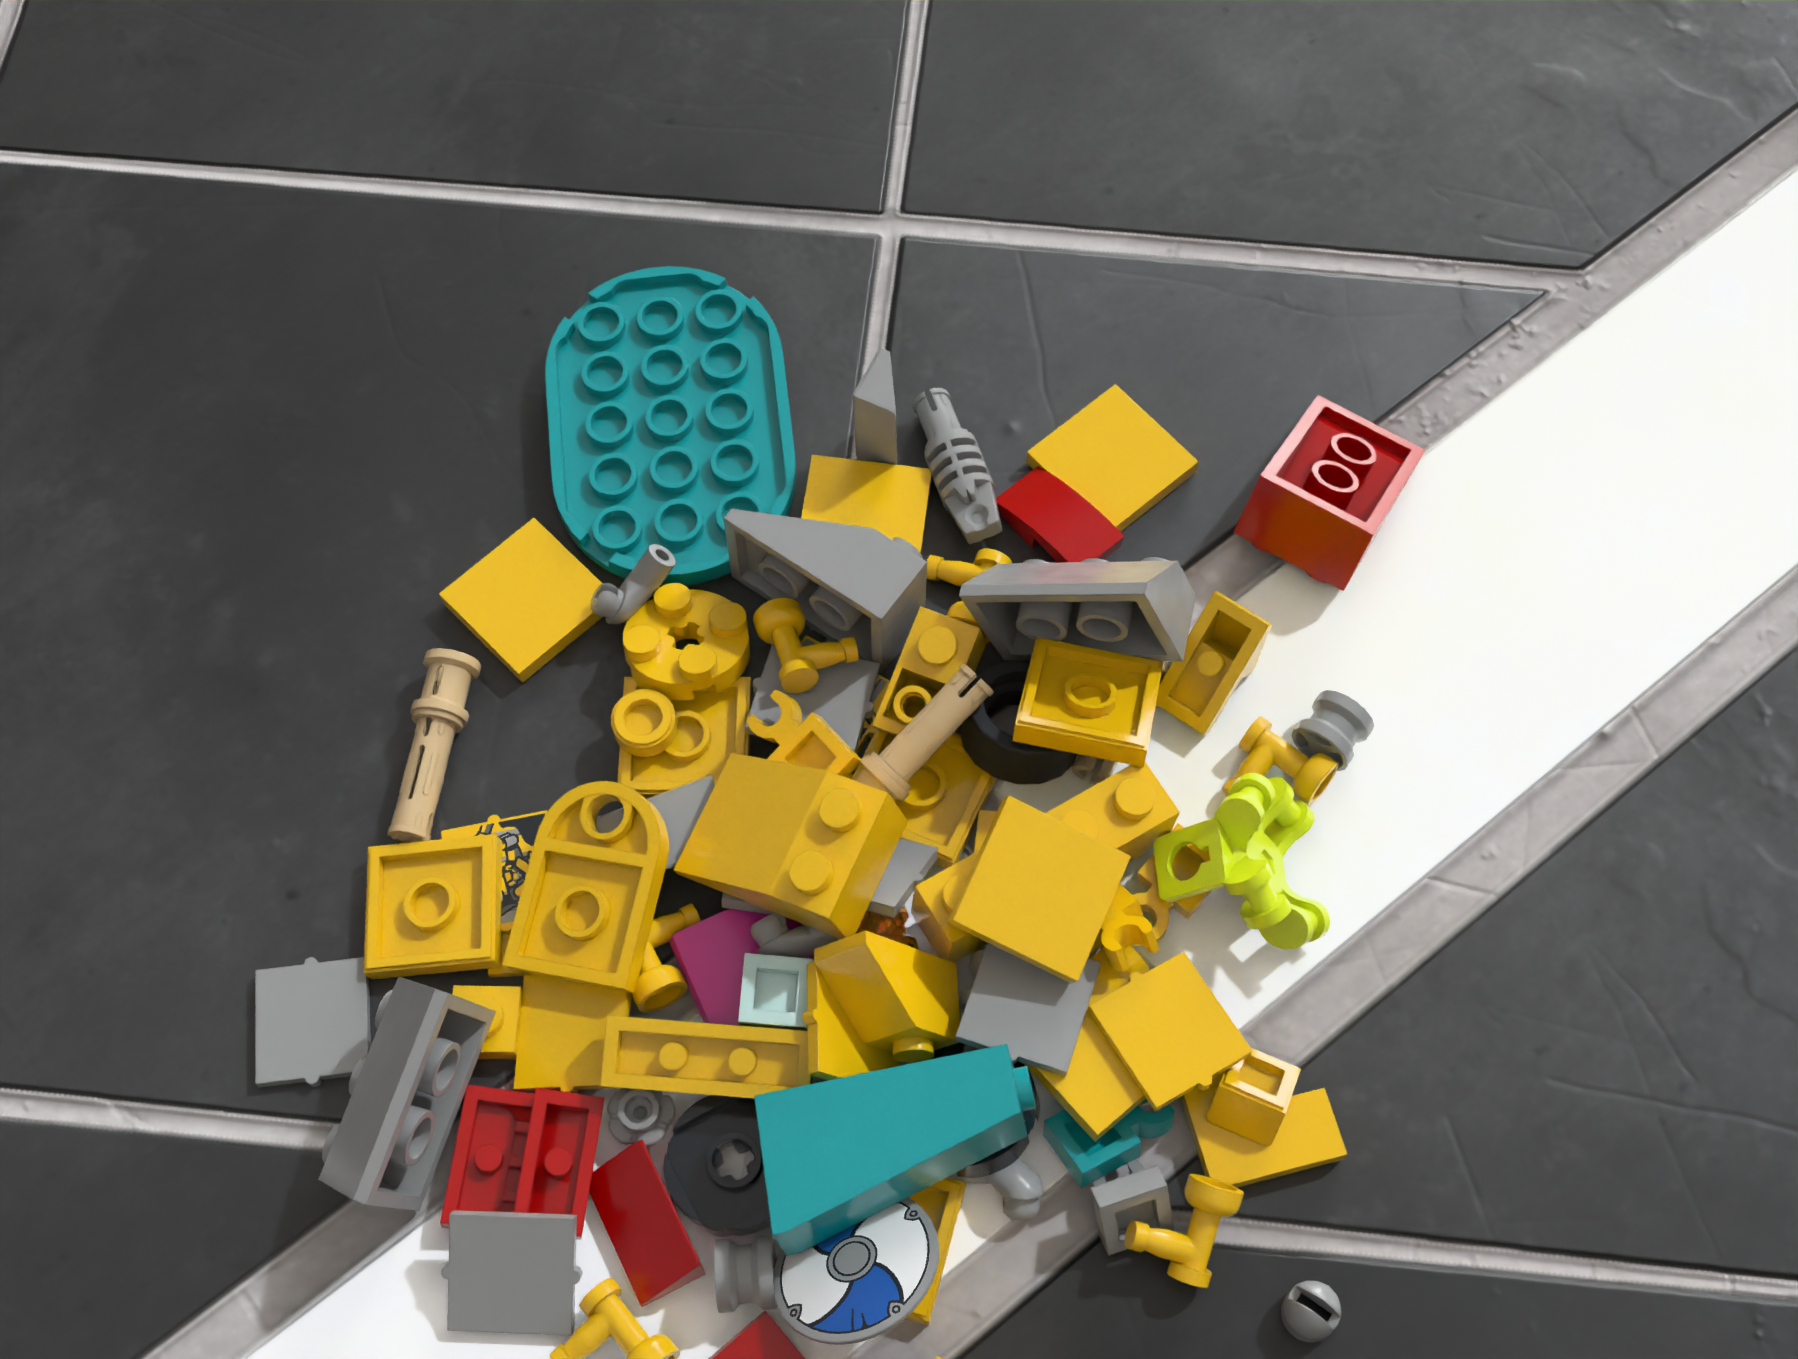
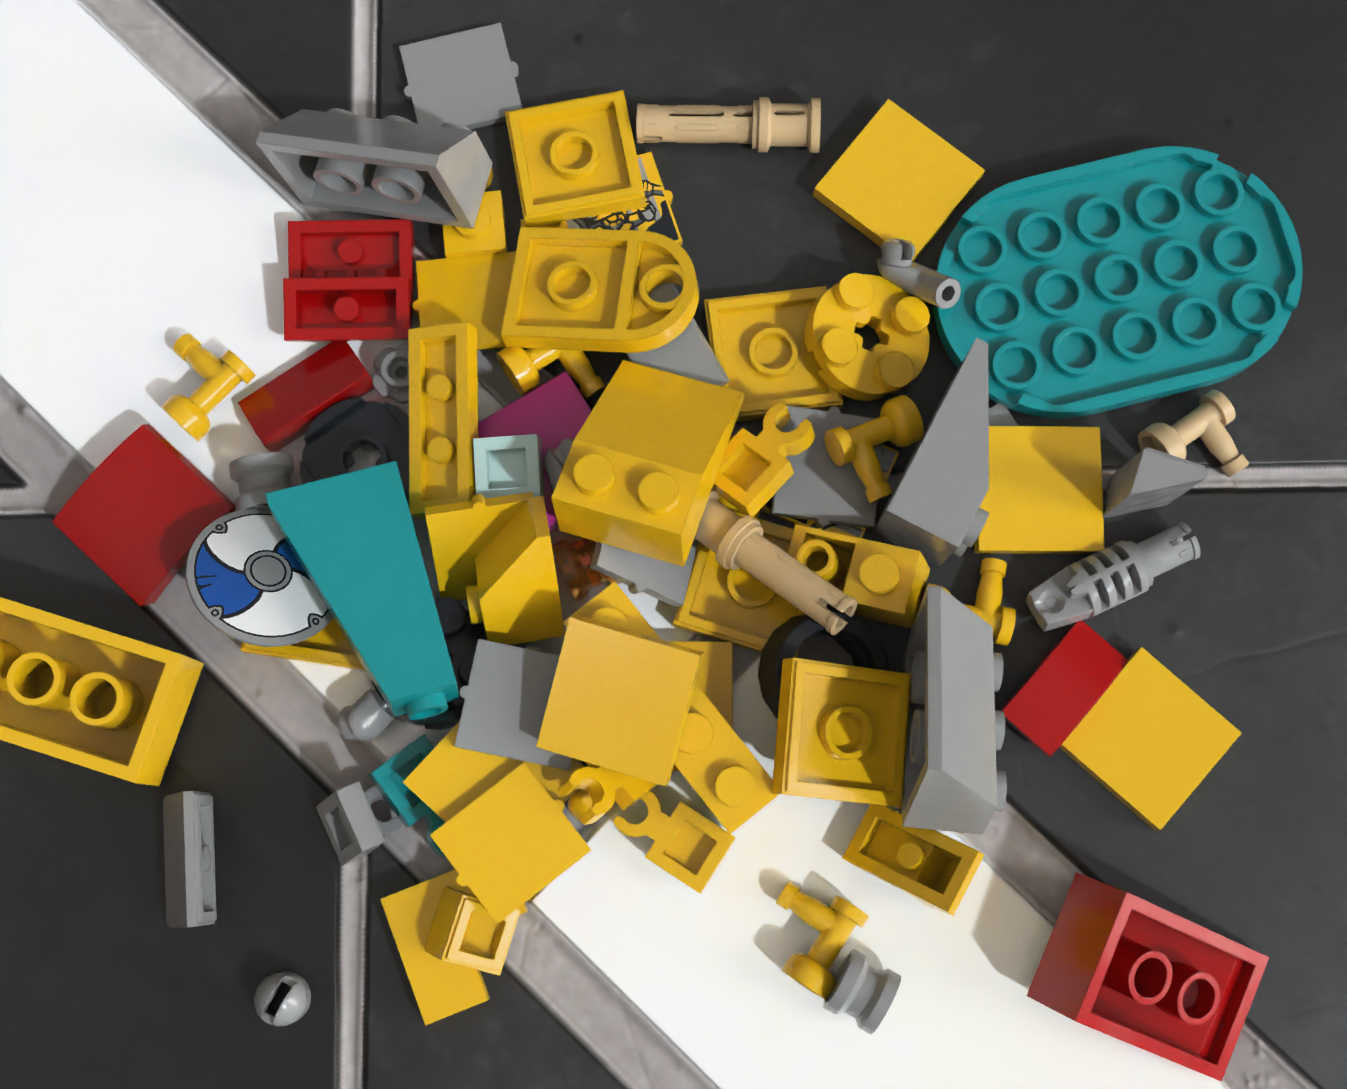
camera: 80 degrees right, 15 degrees up
(512, 1272) = (250, 288): light grey piece -> none
(644, 722) = (775, 310): yellow tile -> none
(835, 401) = (1206, 422): none -> tan piece
(1192, 1250) = (362, 896): yellow piece -> none
(1246, 857) = (698, 912): neon yellow piece -> none

